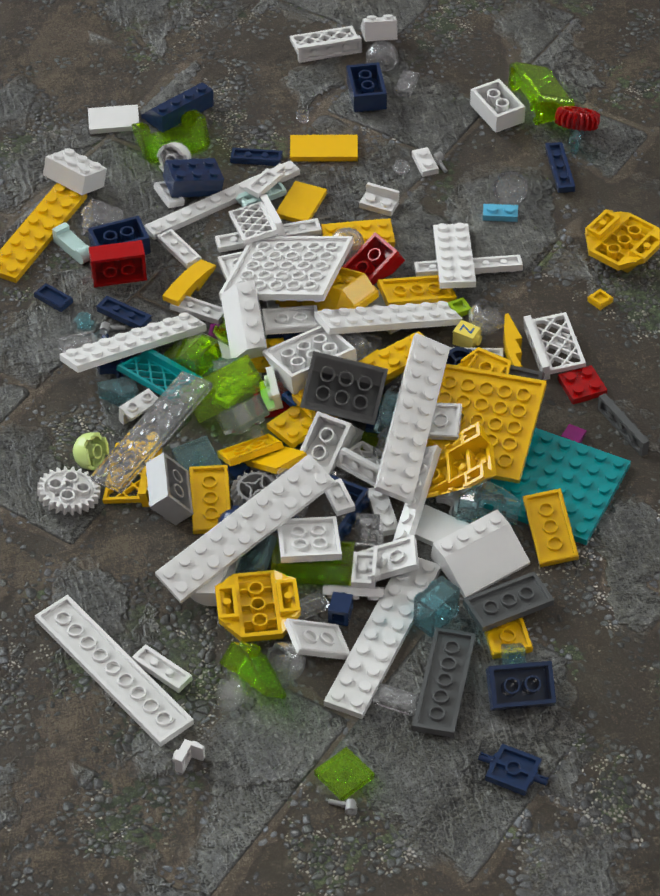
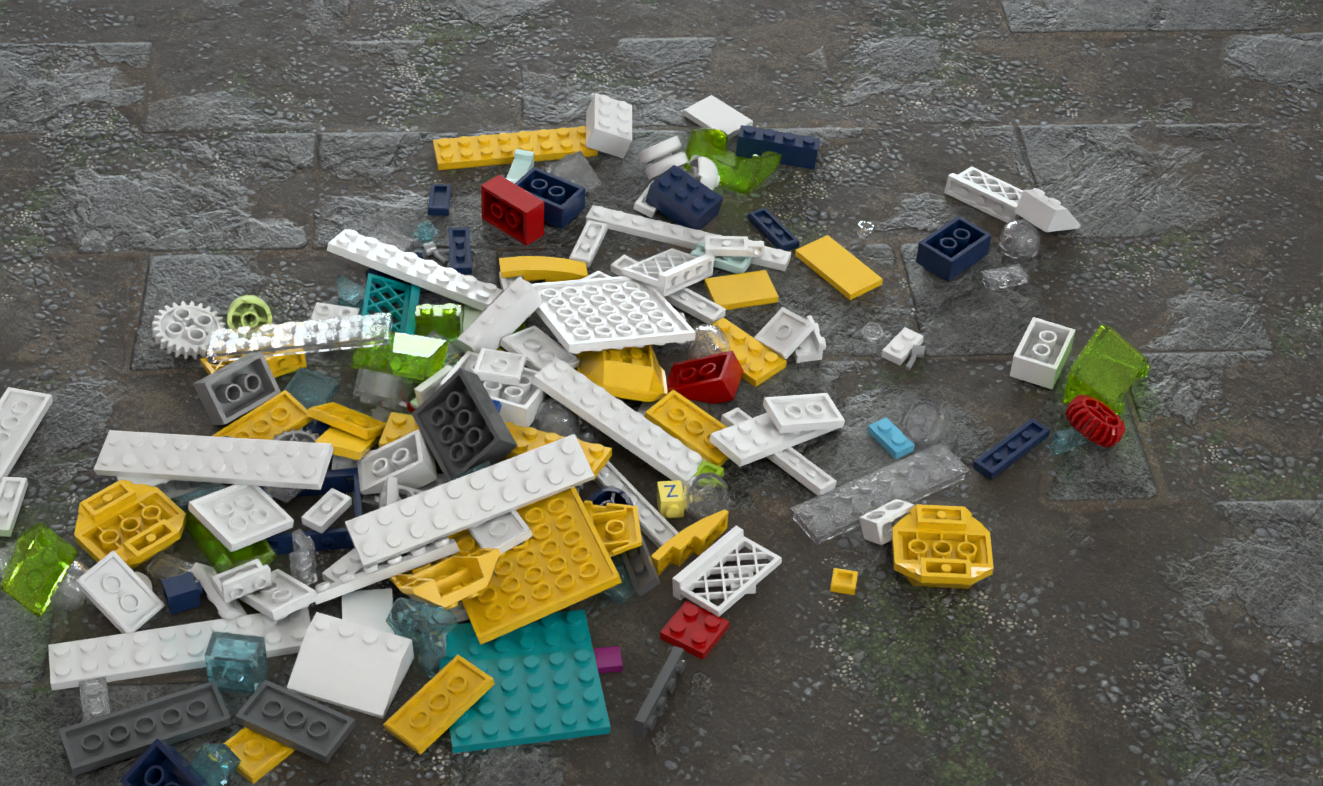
camera: 50 degrees right, 5 degrees down
(144, 163) = (662, 157): none -> white wheel
(298, 342) = (500, 366): none -> white tile
(370, 203) = (784, 332): none -> white plate
(458, 233) = (803, 412): none -> white plate
(542, 244) = (903, 480): none -> clear plate
(575, 251) = (878, 523): none -> white brick

